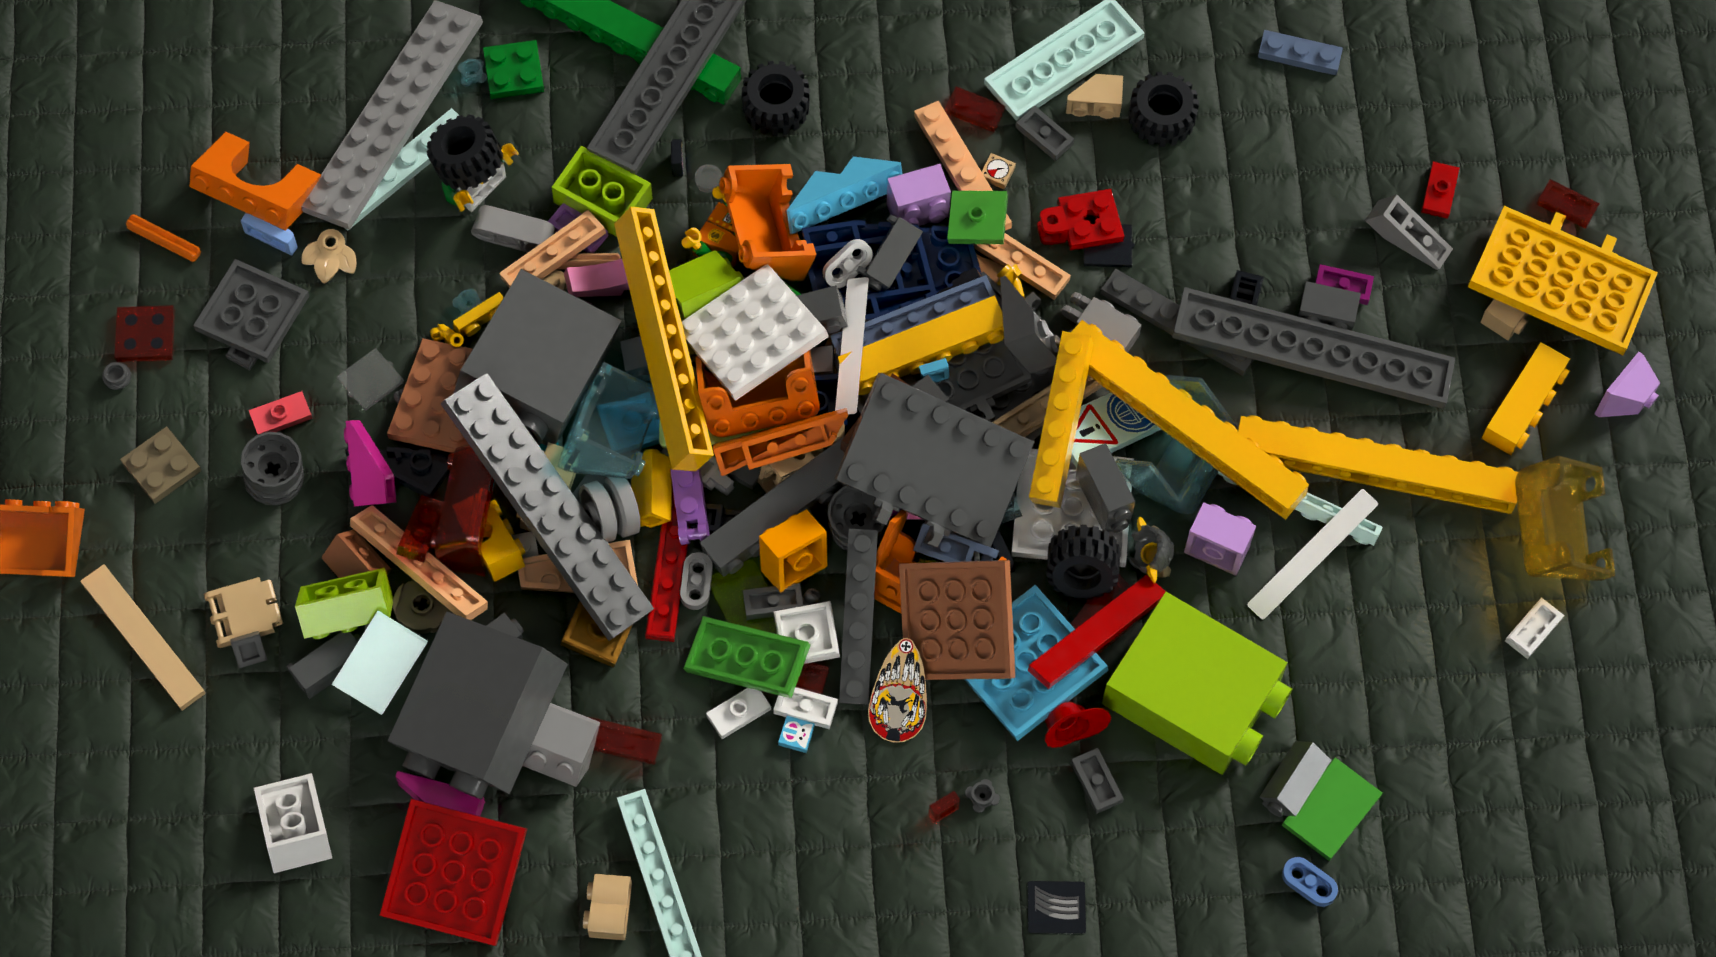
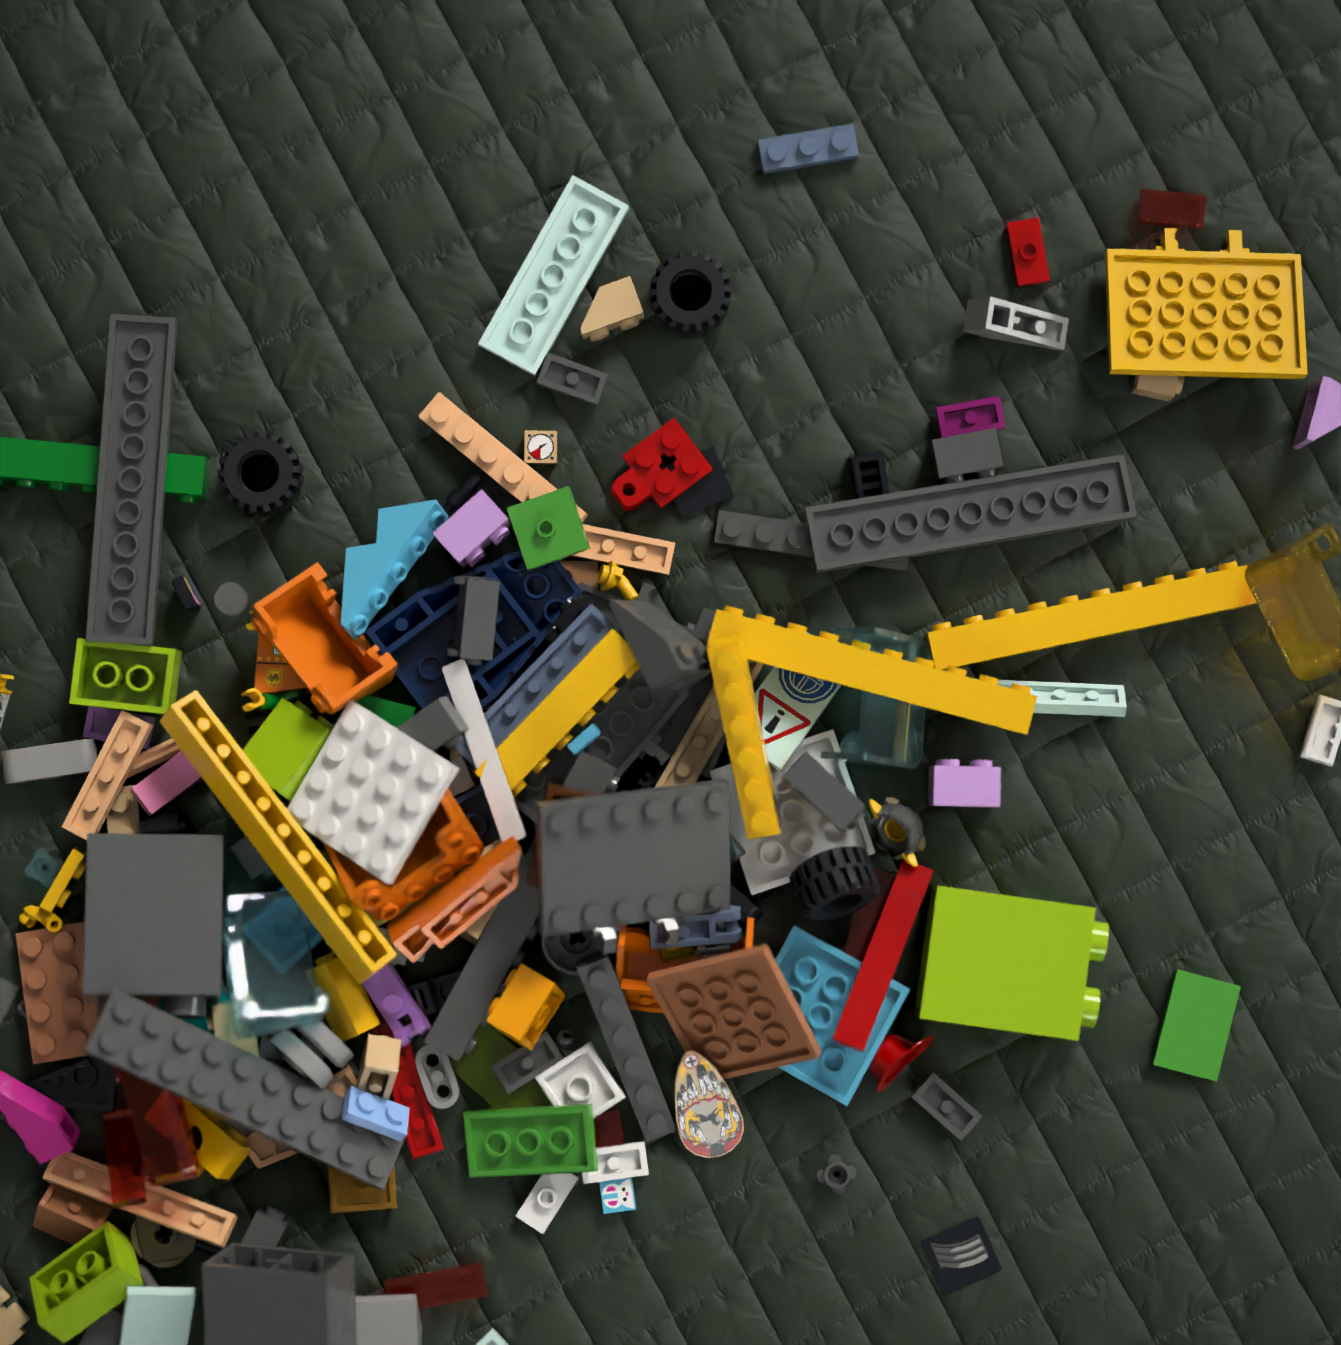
camera: 25 degrees left, 20 degrees up
(635, 577) = (375, 1113): none -> light blue plate
(651, 550) = (379, 1065): none -> tan slope
(847, 263) = (432, 643): white plate -> none
(944, 807) = (804, 1207): clear red tile -> none
(975, 109) = (482, 381): clear red plate -> none
(1110, 321) = (736, 585): light grey hinge -> none
(1295, 779) = (1148, 1016): brick -> none
(1311, 880) = (1204, 1116): medium blue plate -> none
(1312, 554) = (1065, 754): white sticker -> none
(1526, 398) = (1217, 468): yellow brick -> none

